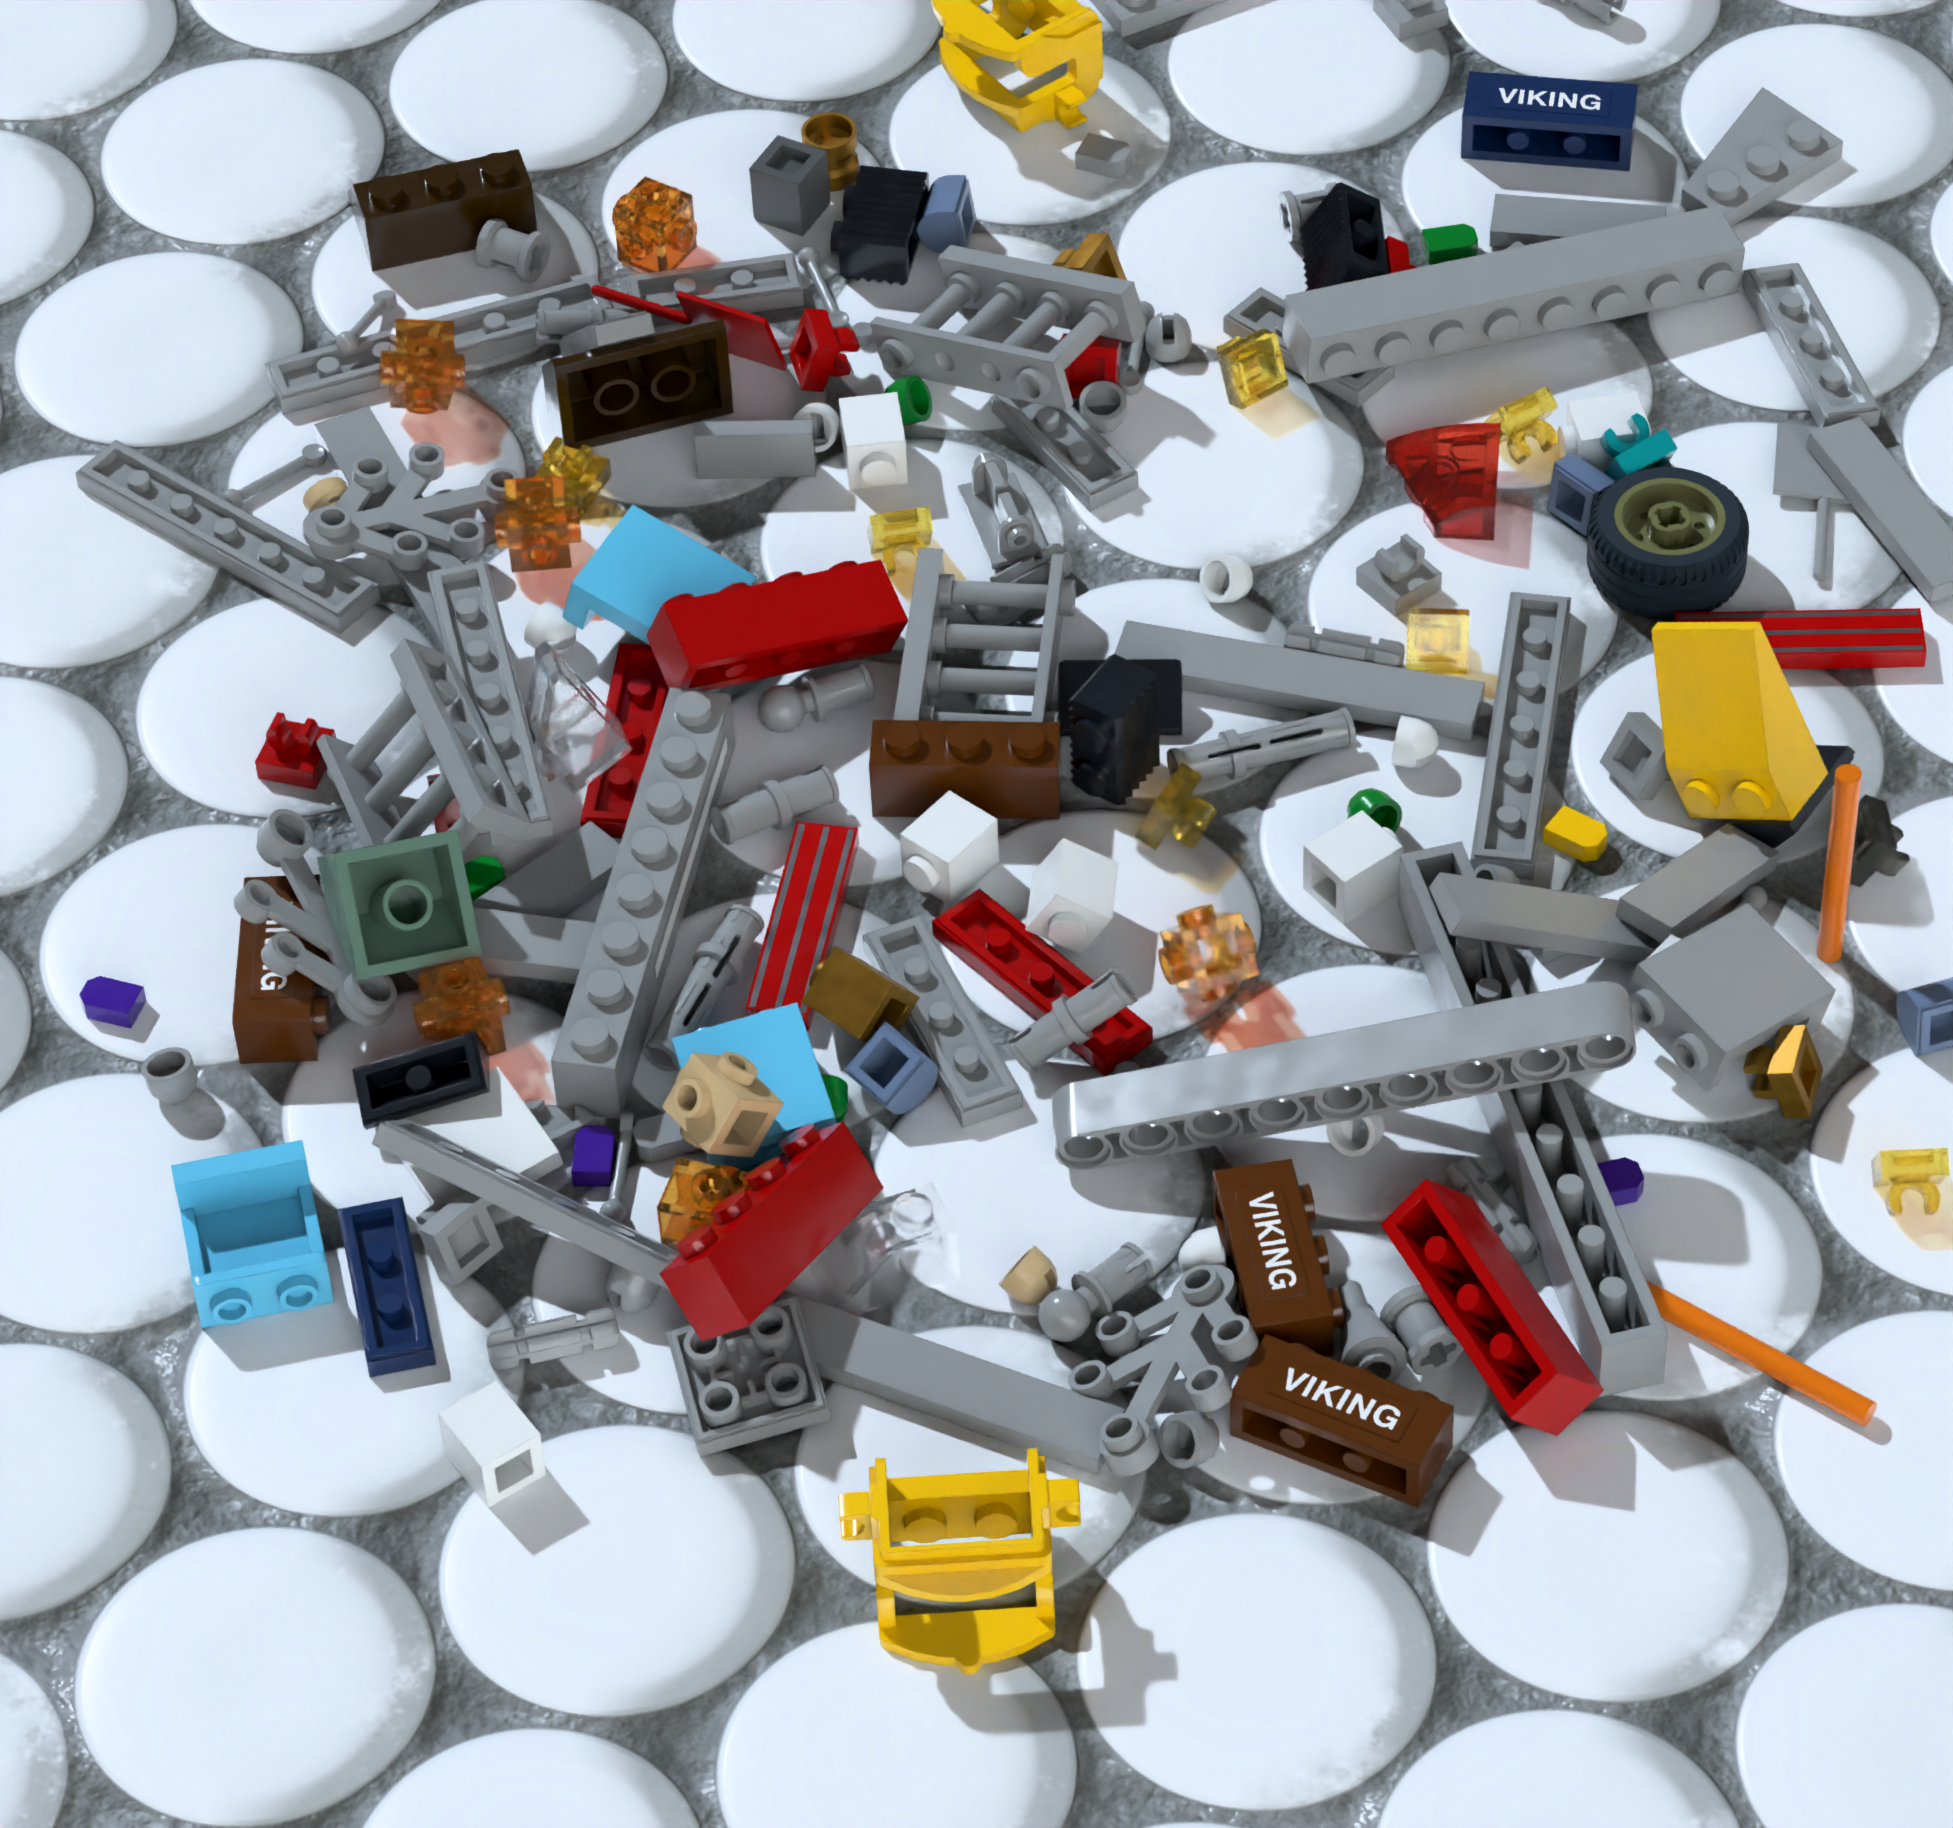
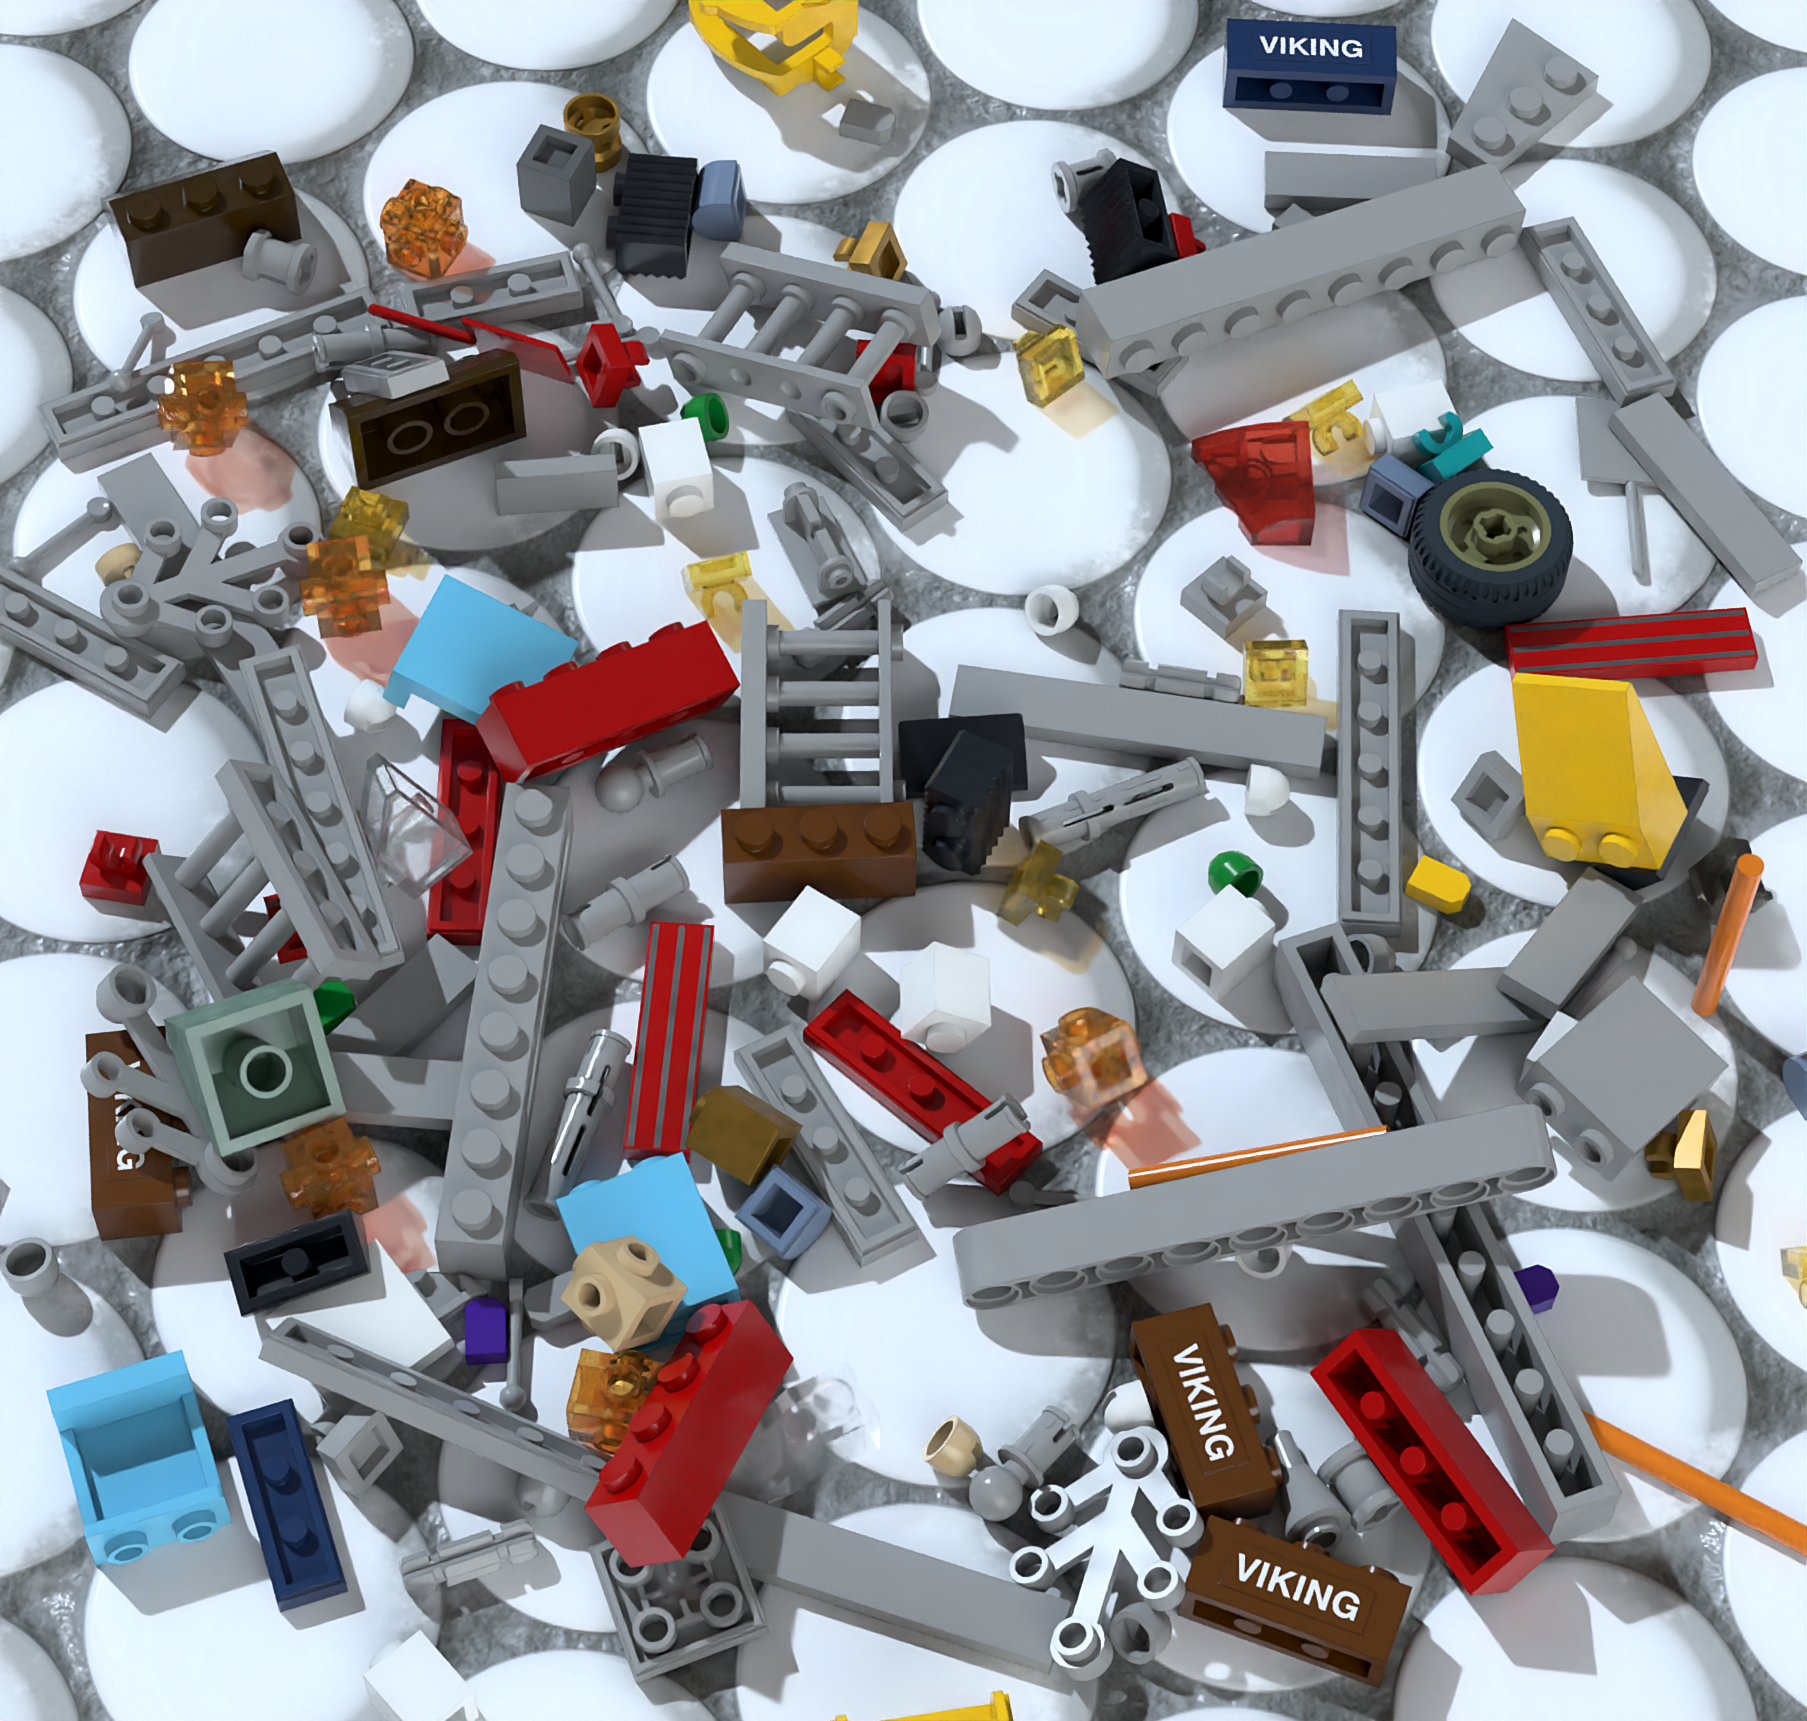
camera: 10 degrees left, 10 degrees up
(1449, 243) = (1225, 208): green piece -> none

